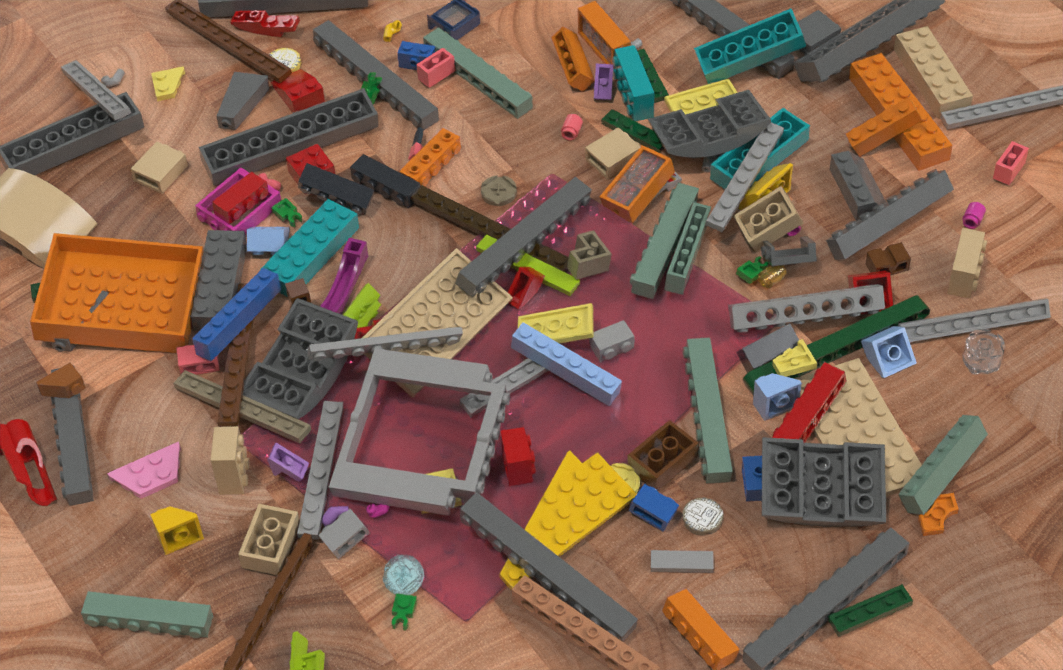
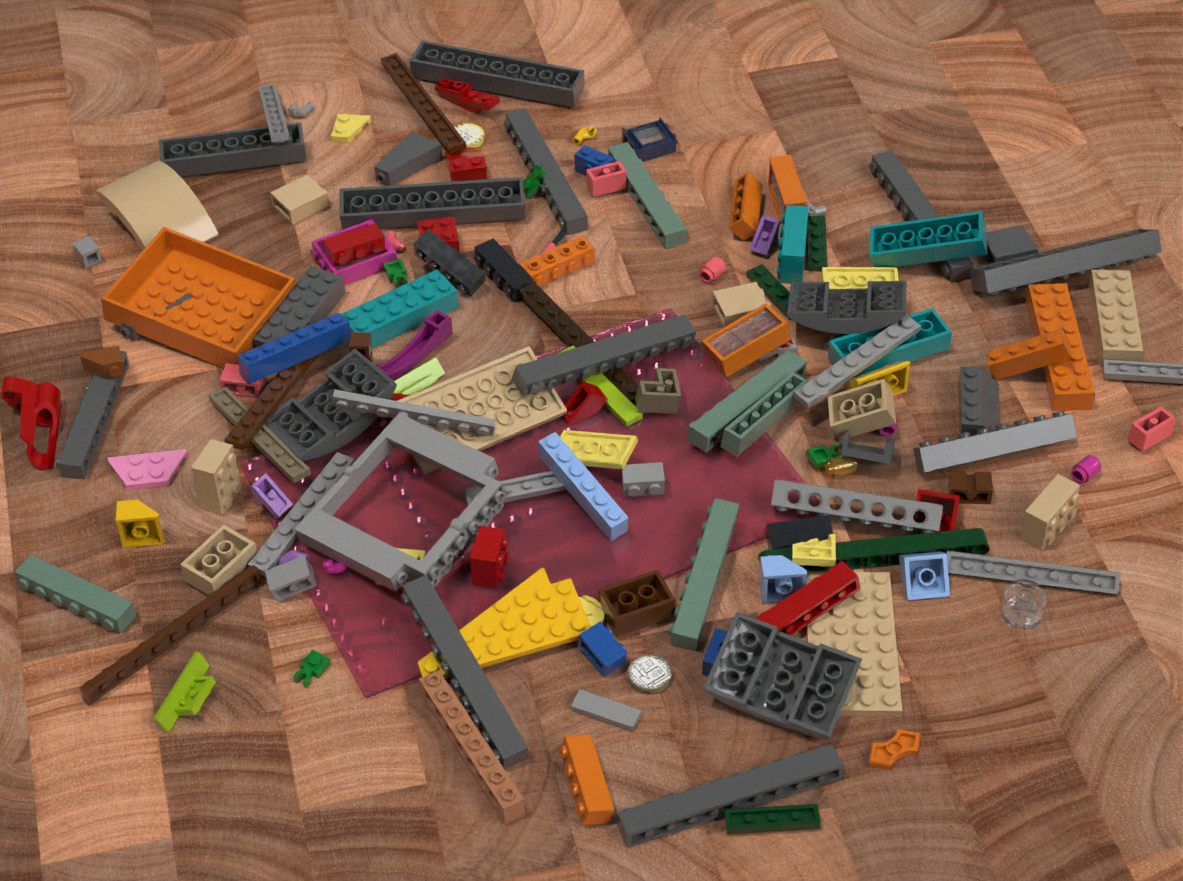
camera: 20 degrees right, 5 degrees down
(266, 239) = (361, 290): light blue slope -> none
(403, 575) = (327, 634): clear light blue tile -> none
(498, 190) = (610, 310): dark tan tile -> none
(942, 464) = (921, 700): sand green brick -> none

